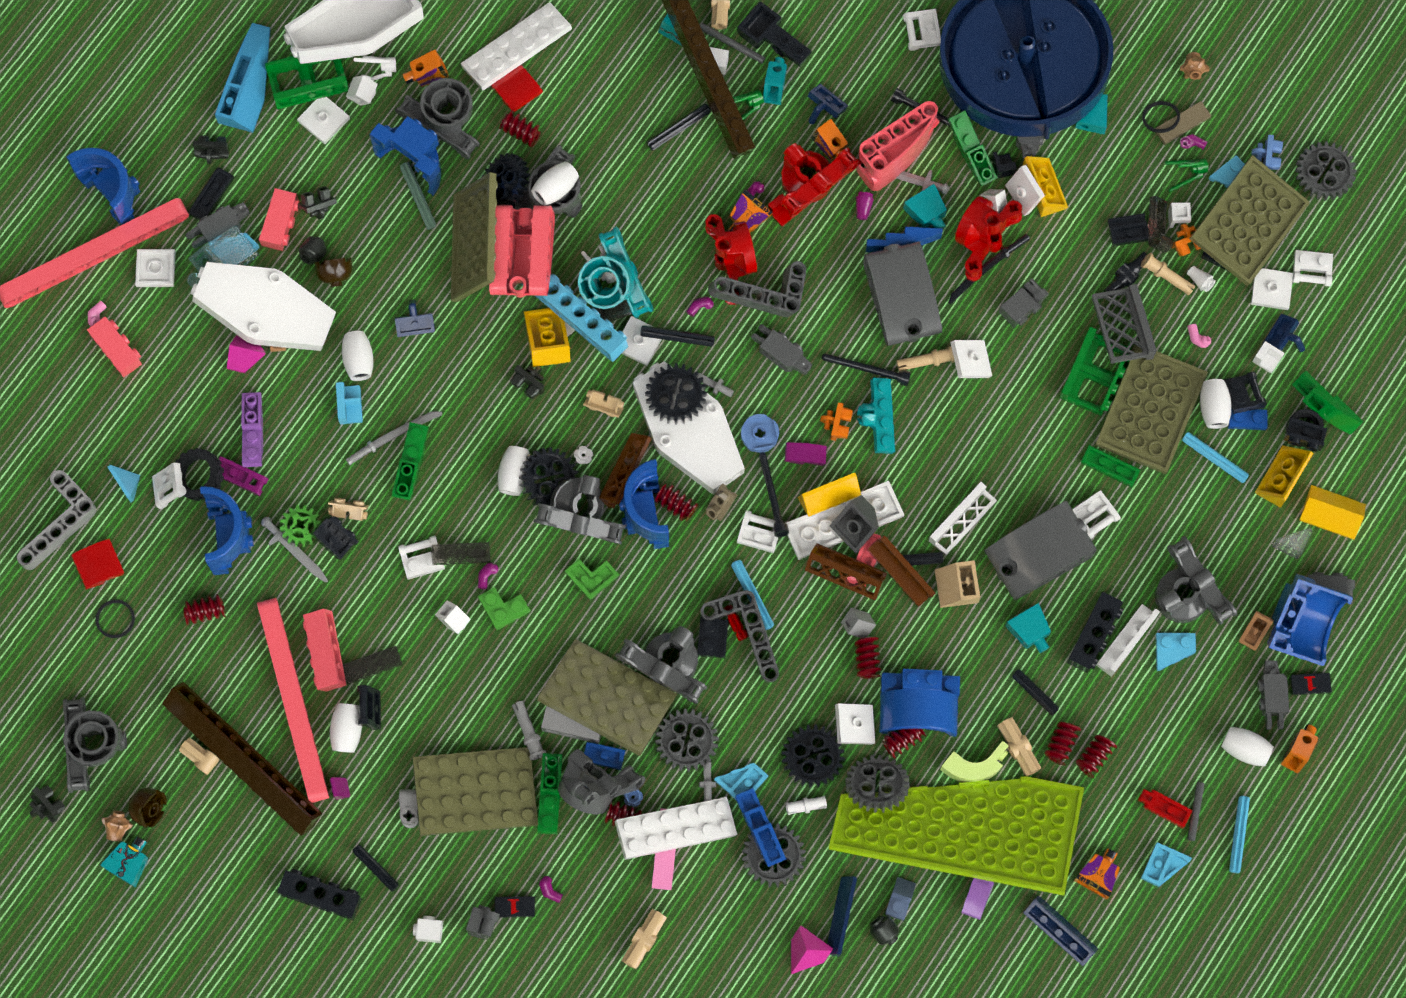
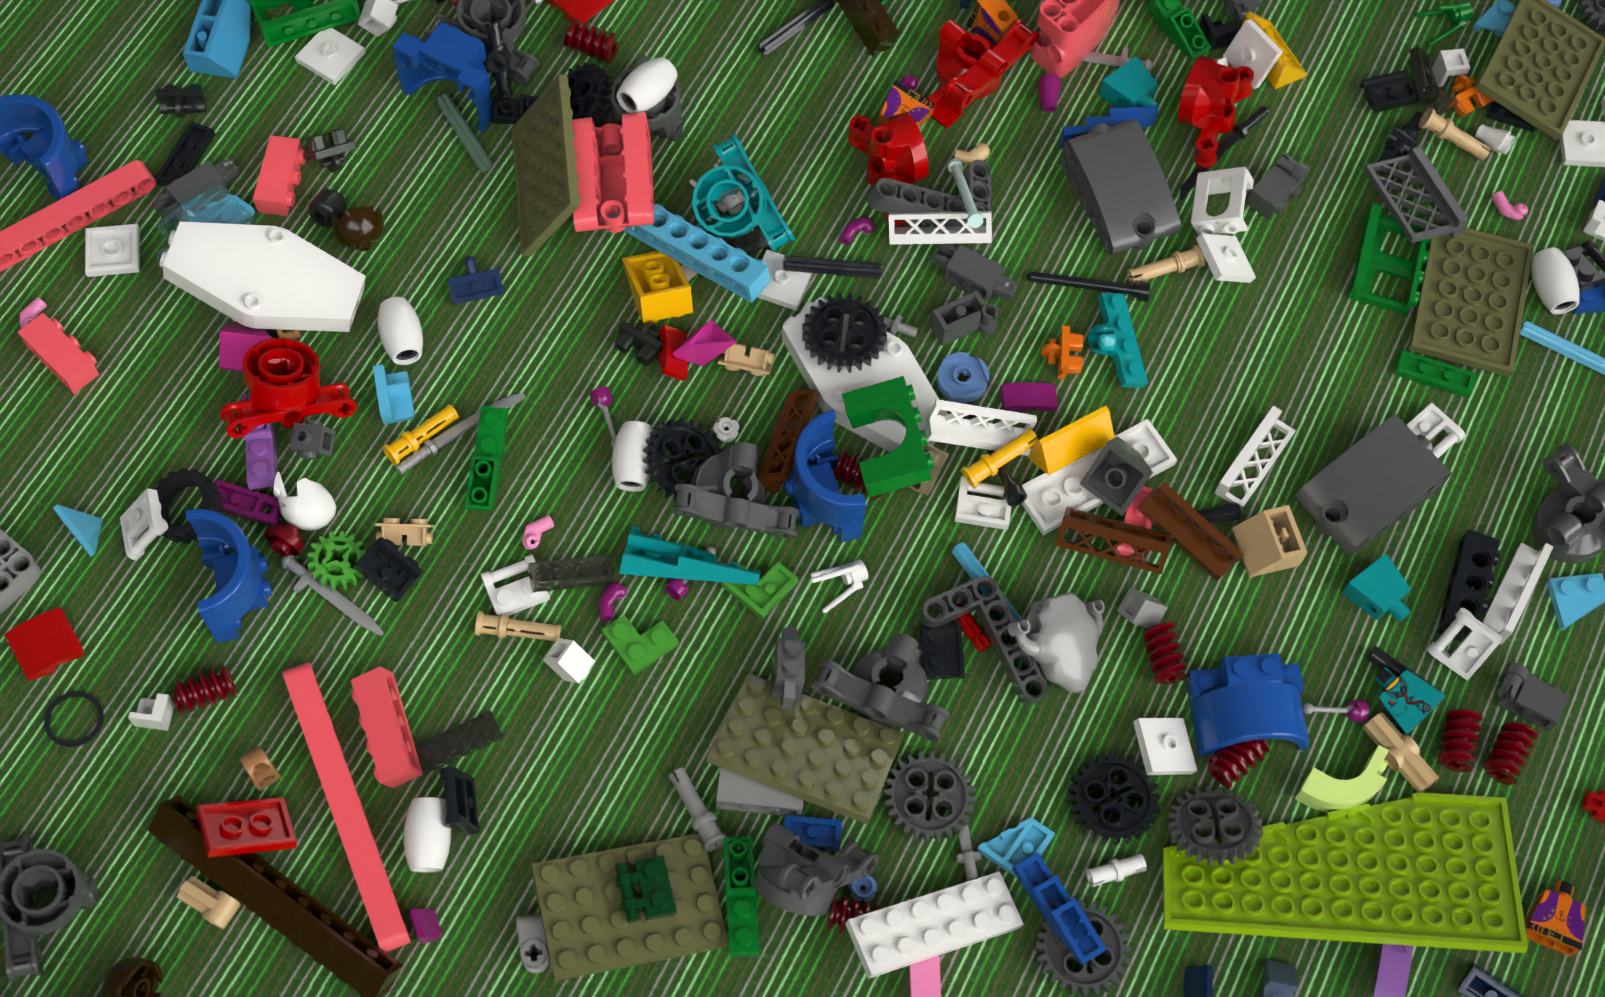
camera: 10 degrees left, 10 degrees down
(168, 621) = (153, 713): none -> white panel
(226, 709) = (245, 827): none -> red tile
(238, 669) = (259, 767): none -> medium nougat leg
(265, 507) = (284, 539): none -> dark red plate
(268, 403) = (283, 388): none -> red piece
(284, 486) = (310, 508): none -> white helmet
(288, 434) = (312, 440): none -> dark grey brick
(358, 441) = (410, 441): none -> yellow pin
(410, 586) = (504, 626): none -> tan pin
(438, 518) = (534, 530): none -> bright pink arm
(448, 135) = (497, 46): none -> black pin
(457, 180) = (510, 110): none -> black slope
(492, 782) = (654, 889): none -> dark green plate
(496, 423) = (602, 399): none -> magenta hinge
(524, 549) = (667, 559): none -> teal wedge
(534, 570) = (679, 587): none -> magenta hinge
(553, 394) = (671, 340): none -> red slope
(574, 388) = (704, 344): none -> dark pink slope
(602, 640) = (788, 668): none -> dark grey hinge
(657, 573) = (851, 573): none -> white plant
(707, 500) = (908, 462): none -> green arch
(763, 479) = (977, 431): none -> white fence
(766, 505) = (989, 464): none -> yellow pin
(767, 387) = (963, 318): none -> dark grey hinge
(773, 319) = (940, 233): none -> white fence
(782, 261) = (974, 217): none -> light aqua bar
(795, 640) = (1062, 638): none -> light grey piece
(797, 254) = (979, 152): none -> tan arm
(986, 297) = (1221, 181): none -> white panel
(994, 713) = (1355, 710): none -> hinge
(1031, 710) = (1407, 698): none -> teal torso
(1084, 680) = (1473, 648): none -> white plate
(1119, 718) = (1530, 697): none -> dark grey hinge

